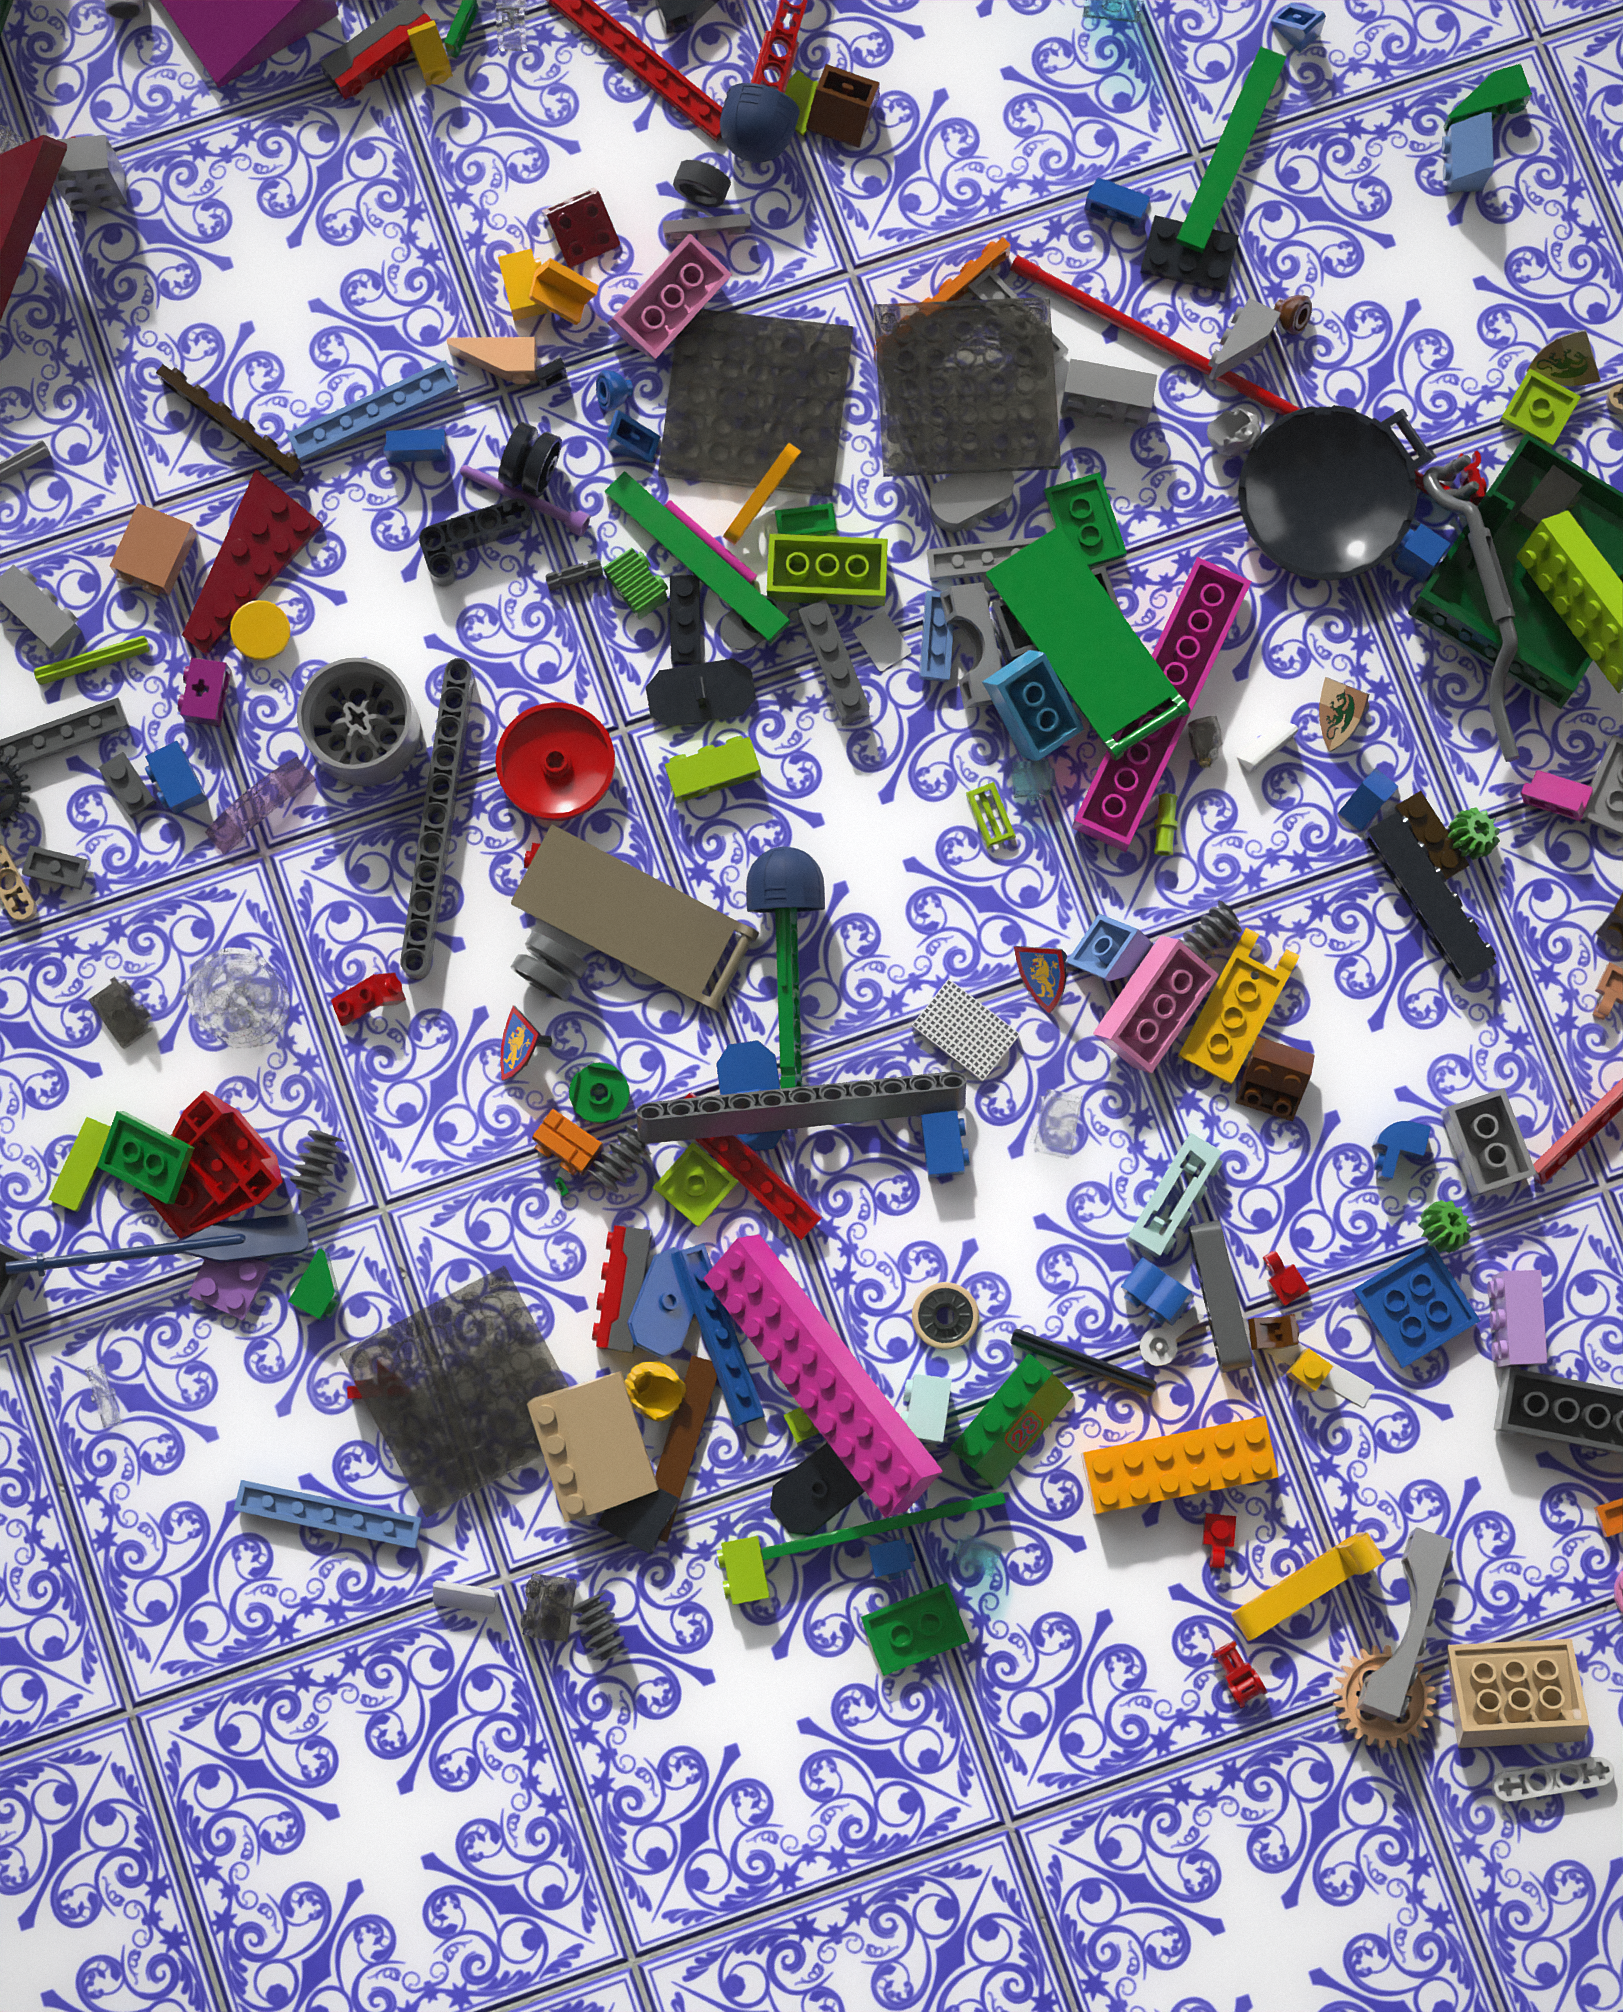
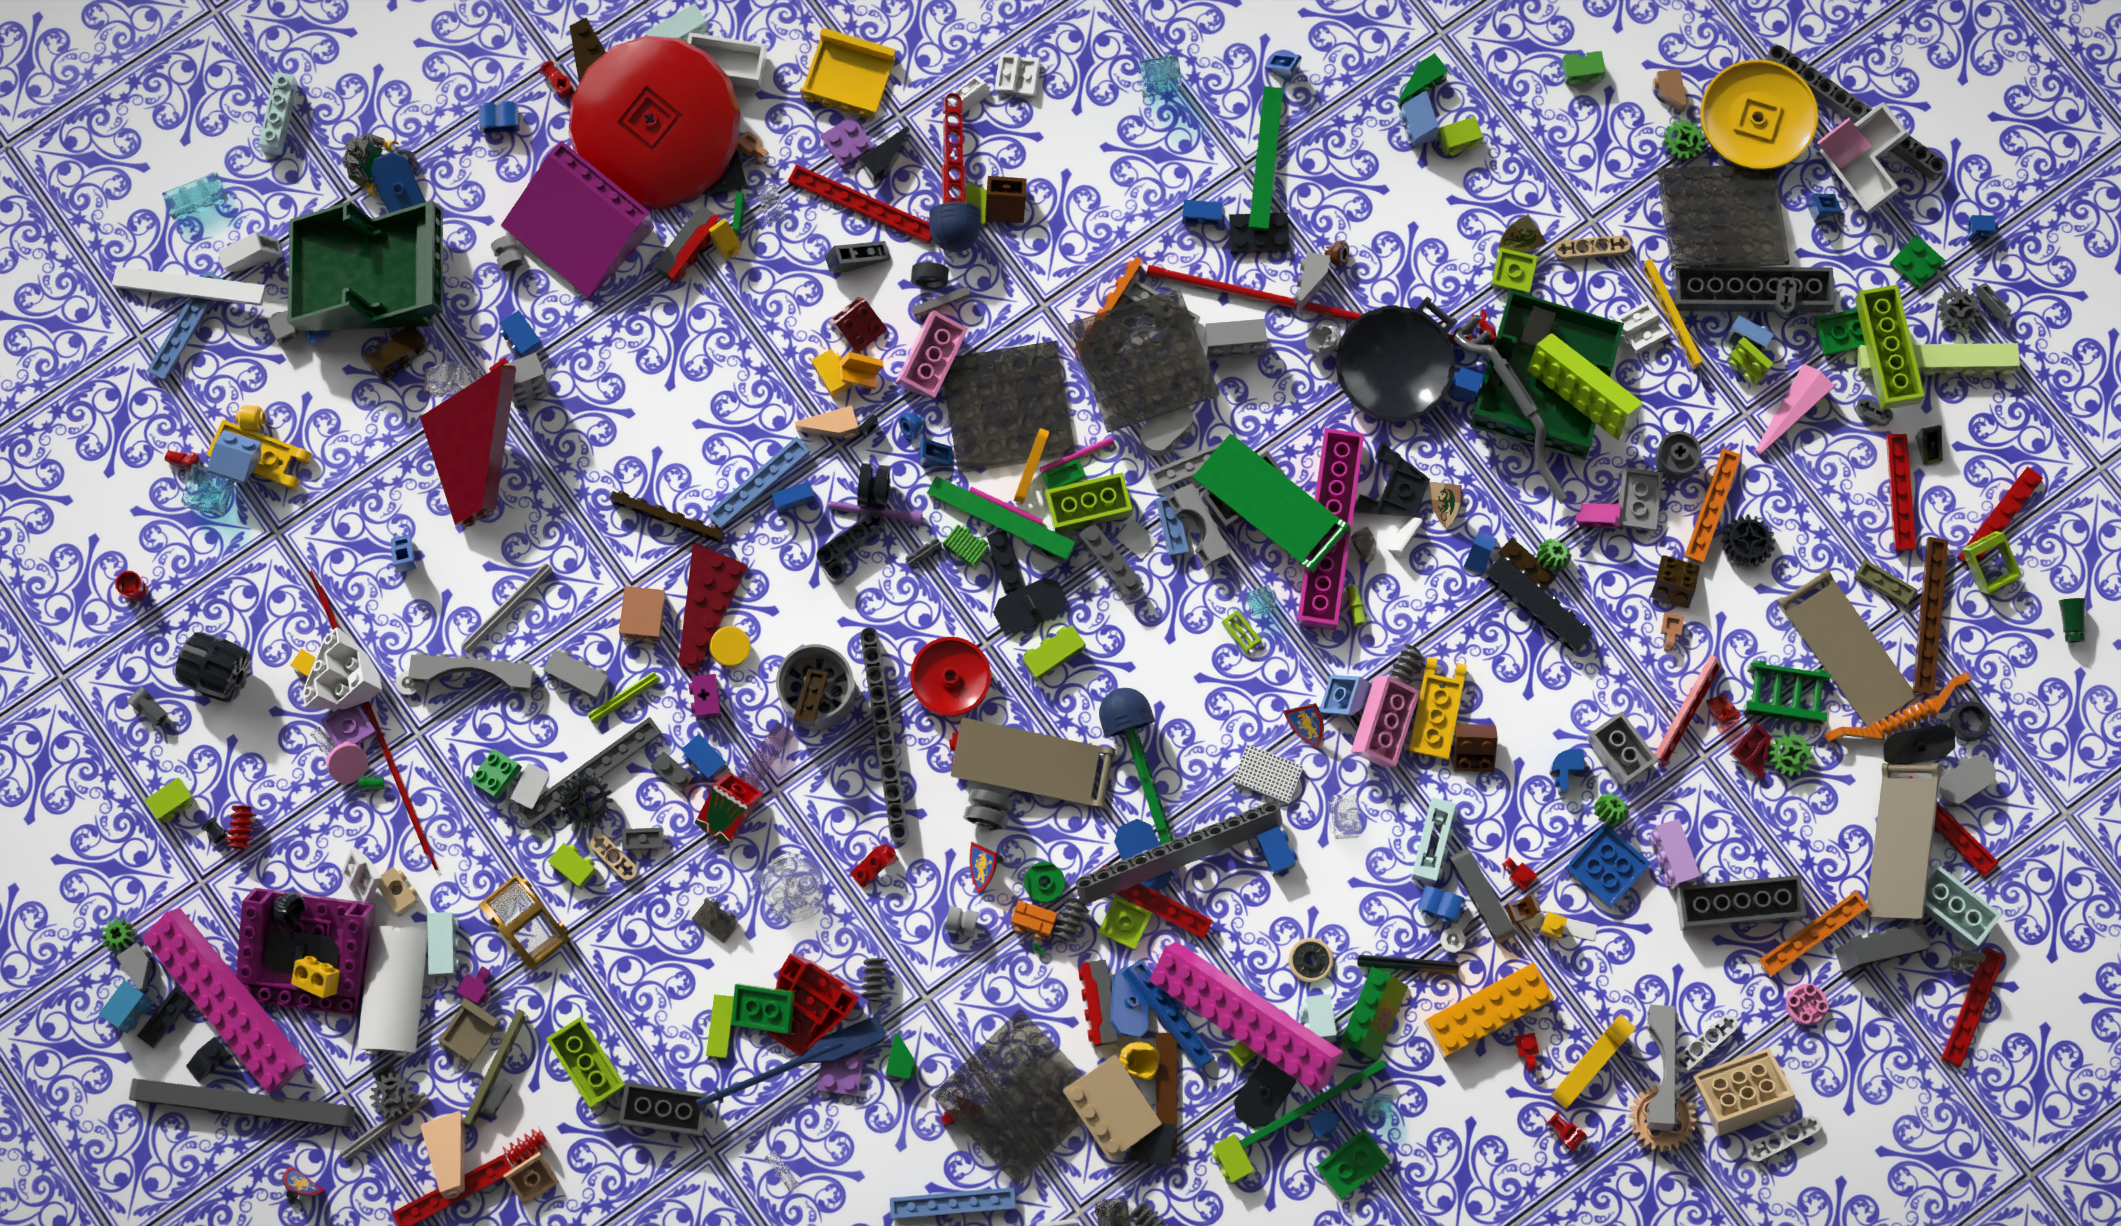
camera: 20 degrees left, 5 degrees down
(106, 109) = (520, 334): none -> blue brick
(186, 857) = (728, 807): none -> slope
(341, 734) = (811, 697): none -> dark brown plate
(464, 1115) = (961, 921): none -> light grey wheel
(607, 129) = (855, 256): none -> black slope
(835, 497) = (1079, 454): none -> dark pink bar
(1033, 705) = (1249, 552): dark azure brick -> none
(1086, 518) = (1245, 422): green plate -> none
(1283, 678) = (1403, 489): none -> black wing
(1480, 1609) = (1705, 1044): none -> white beam
(1520, 193) = (1460, 136): none -> lime brick

